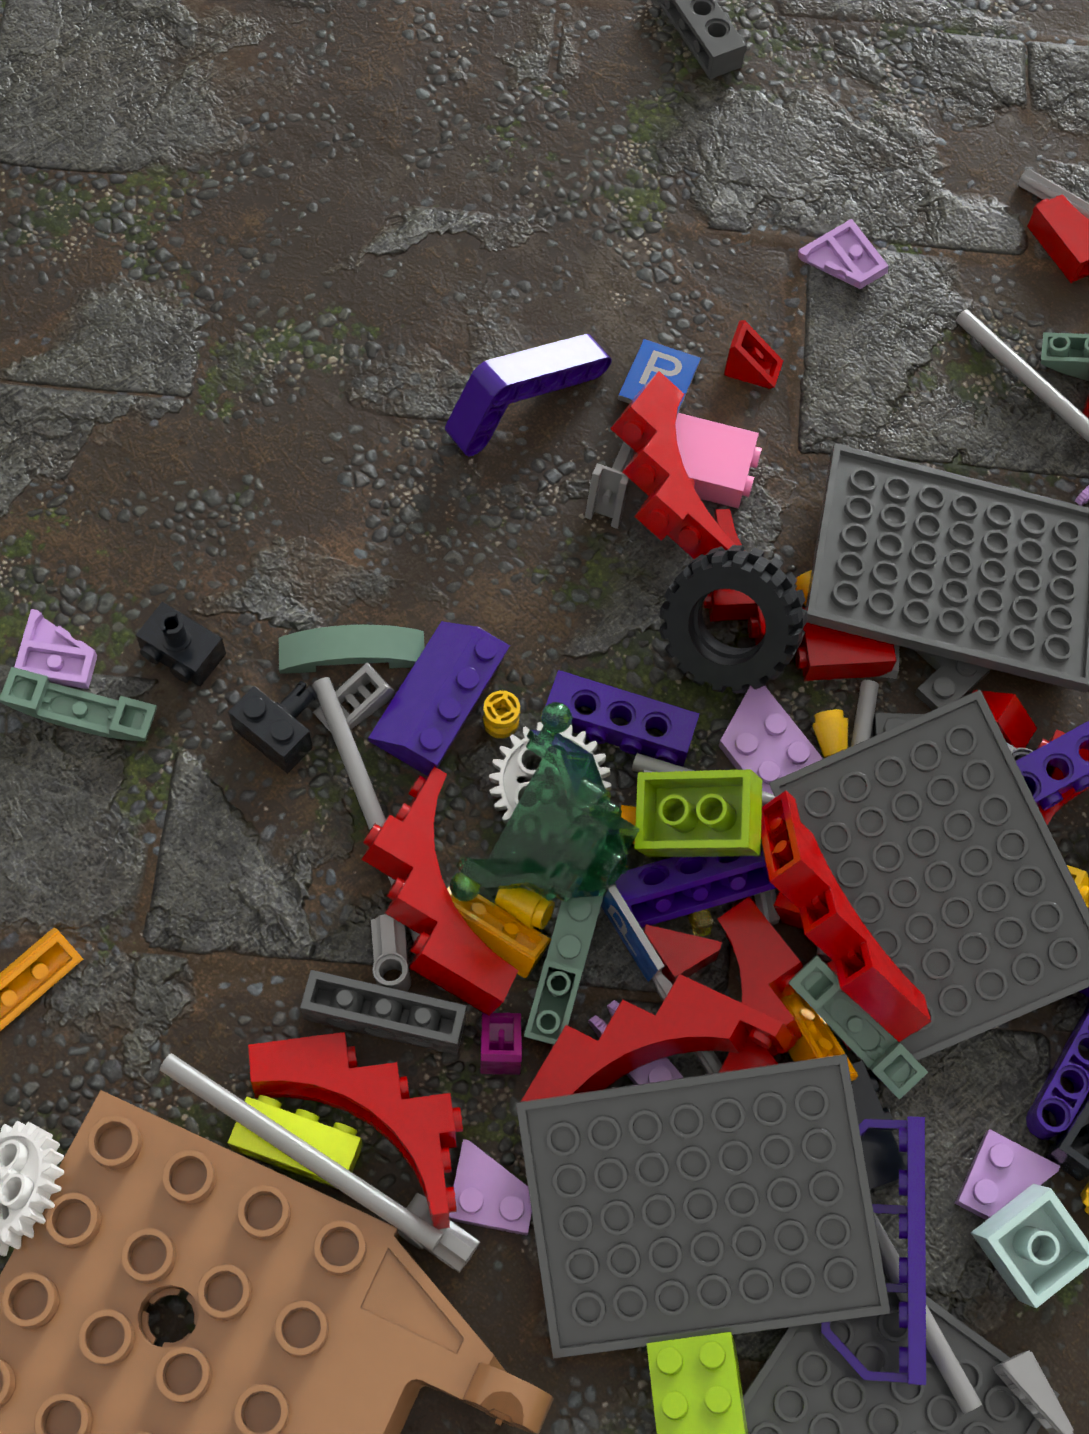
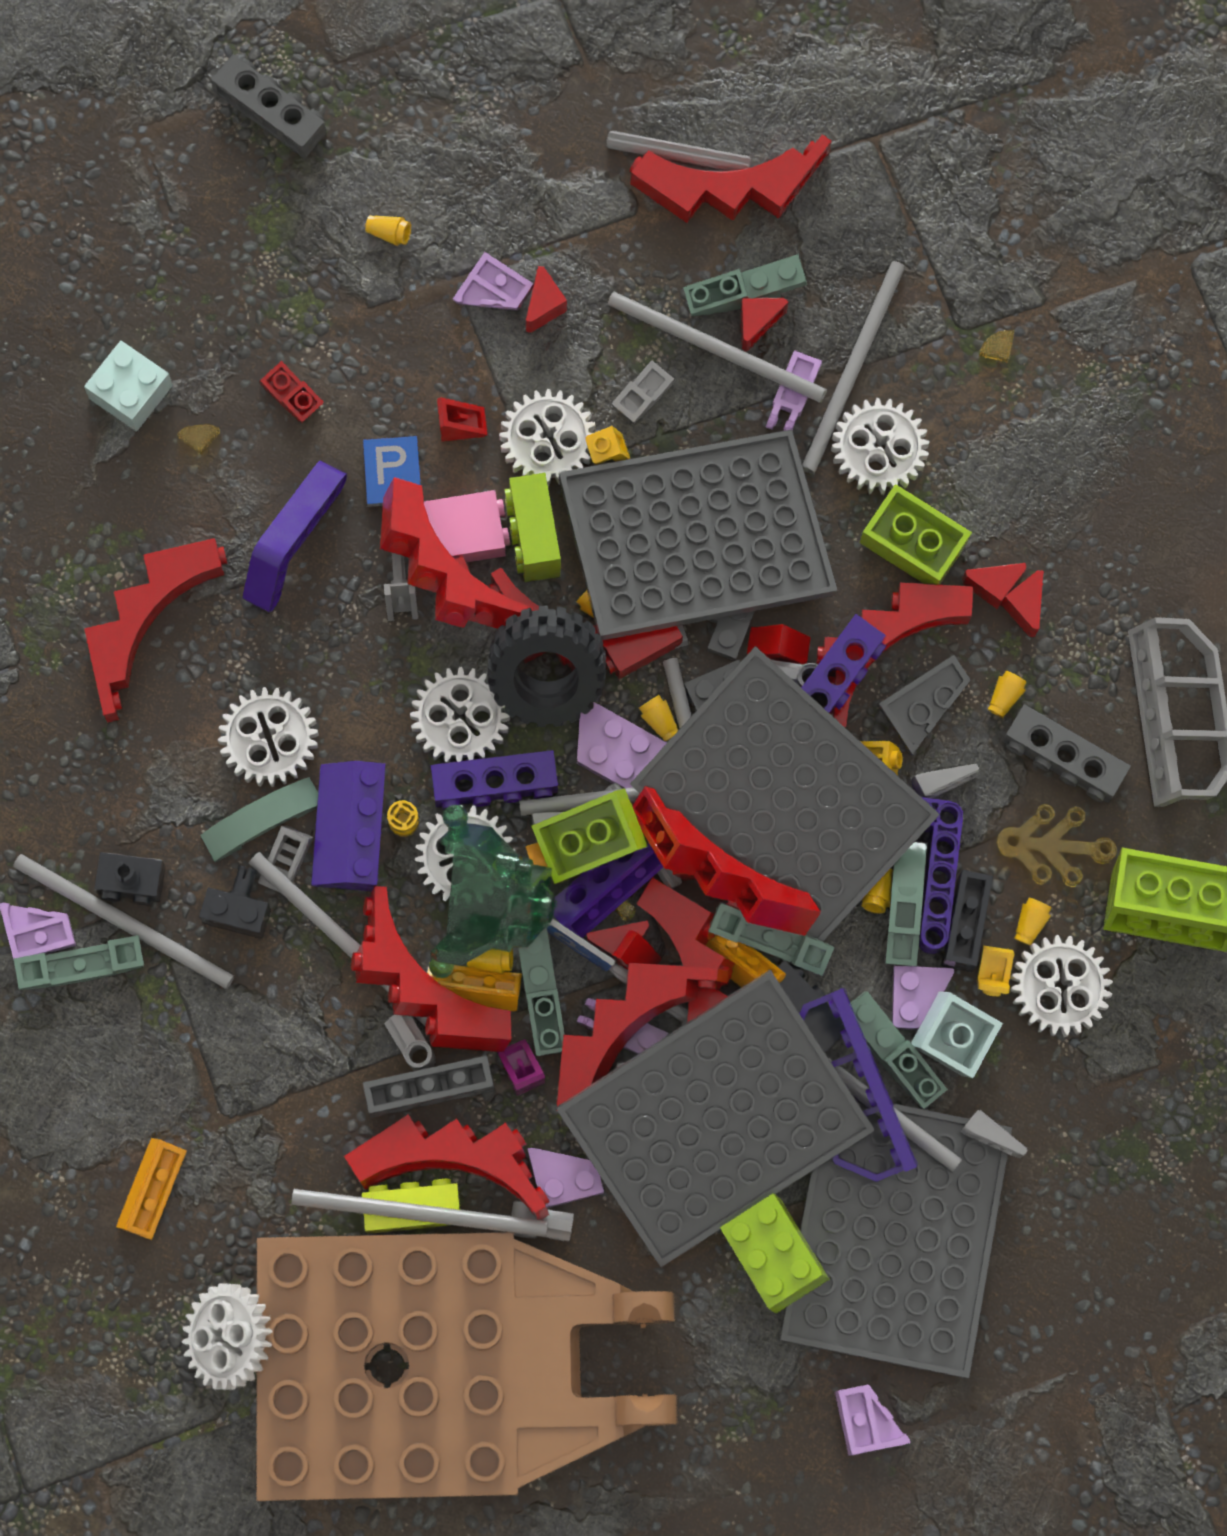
camera: 25 degrees left, 10 degrees up
(153, 690) = (123, 921): none -> light grey piece
(294, 415) = (116, 643): none -> red arch
(434, 192) = (128, 385): none -> light aqua brick
(434, 573) = (294, 728): none -> white gear
(480, 268) = (198, 436): none -> clear yellow tile
(583, 647) = (439, 734): none -> white gear
(592, 266) = (291, 392): none -> red slope
(692, 963) = (635, 950): none -> red slope
(765, 165) = (390, 229): none -> yellow cone
(781, 485) = (533, 527): none -> lime brick
(866, 410) = (524, 448): none -> white gear
(892, 290) = (546, 301): none -> red slope
(897, 441) = (607, 445): none -> yellow bracket
(952, 1238) = (896, 1053): none -> sand green slope
(957, 415) = (643, 392): none -> light grey slope
(1004, 1039) = (880, 895): none -> yellow cone
(1031, 1067) = (906, 906): none -> sand green slope

